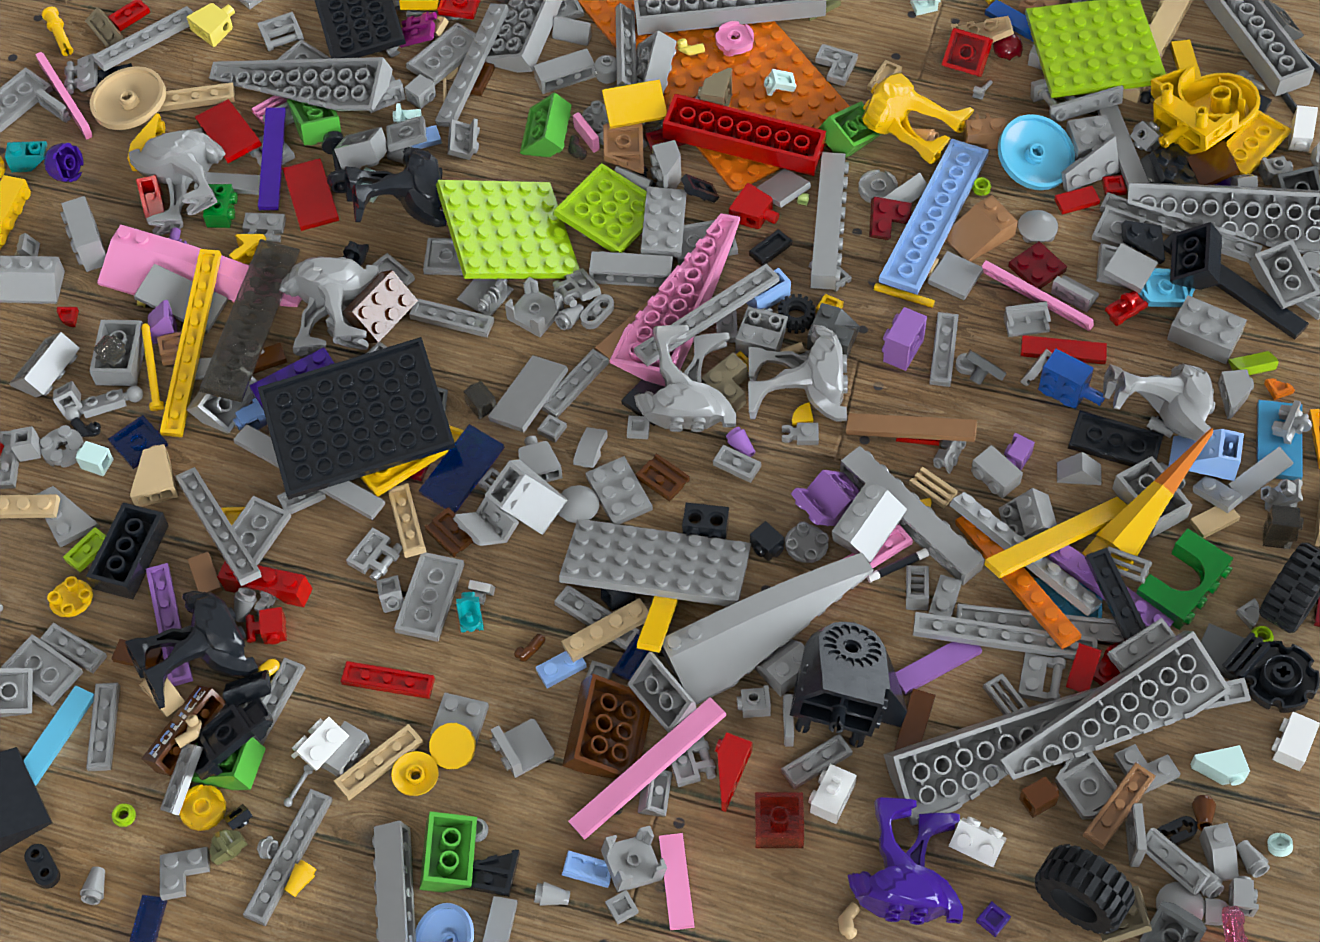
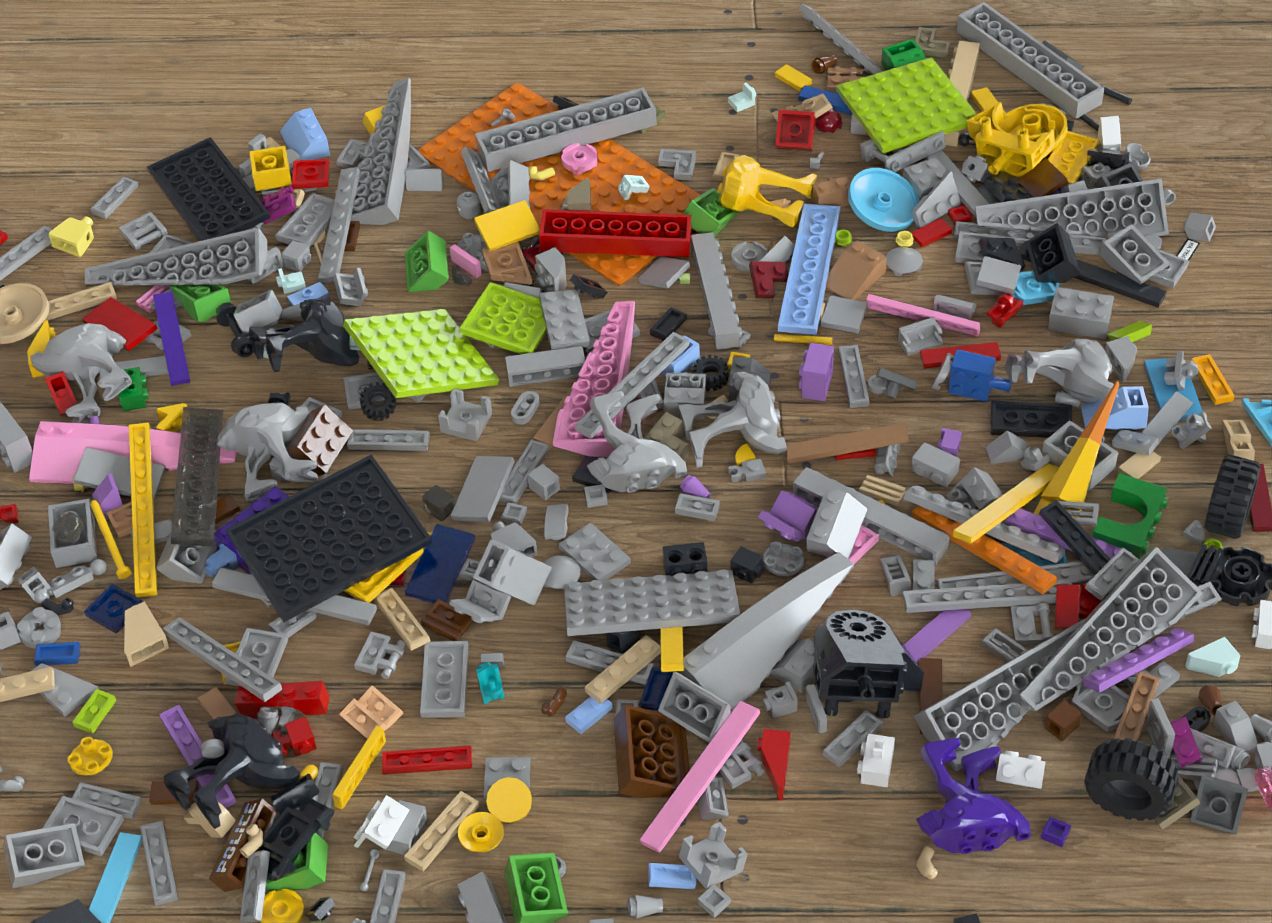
camera: 15 degrees left, 10 degrees down
(71, 478) = (57, 653): none -> blue tile
(94, 458) = (76, 629): light aqua brick -> none
(127, 551) = (136, 702): black brick -> none
(178, 624) = (212, 748): none -> light grey tile
(265, 224) = (178, 395): light grey plate -> none
(310, 194) = (217, 363): red tile -> none
(318, 673) = (359, 768): none -> yellow tile
(348, 616) = (371, 711): none -> light nougat slope
(390, 593) = (407, 685): light grey bracket -> none
(406, 133) = (295, 292): light grey tile -> none
(439, 274) = (377, 412): none -> black tyre
(485, 295) = (414, 413): light grey hinge -> none
(495, 874) = (585, 901): black wing -> none
(522, 747) = (575, 787): light grey bracket -> none
(564, 71) = (428, 214): light grey brick -> none
(568, 317) = (499, 417): light grey cone -> none
(582, 287) = (499, 389): light grey plate -> none
(590, 400) = (543, 482): none -> light grey brick
(663, 477) = (632, 532): reddish brown plate -> none
(676, 882) = (758, 869): bright pink tile -> none
(753, 207) = (644, 293): red torso -> none
(779, 820) = (836, 792): clear red brick -> none
(879, 573) = (871, 560): black bar -> none
(1037, 266) = (914, 291): dark red plate -> none
(1046, 198) = (904, 239): none -> light yellow plate
(1103, 489) = (1034, 459): none -> light grey tile
(1139, 748) = (1138, 659): none -> medium lavender plate
(1141, 876) = (1207, 765): none -> light grey tile
(1157, 856) = (1184, 743): none -> magenta plate
(1278, 389) = (1158, 349): orange tile -> none
(1282, 526) = (1200, 455): clear smoke brick -> none
(1294, 152) = (1112, 158): none -> black hinge

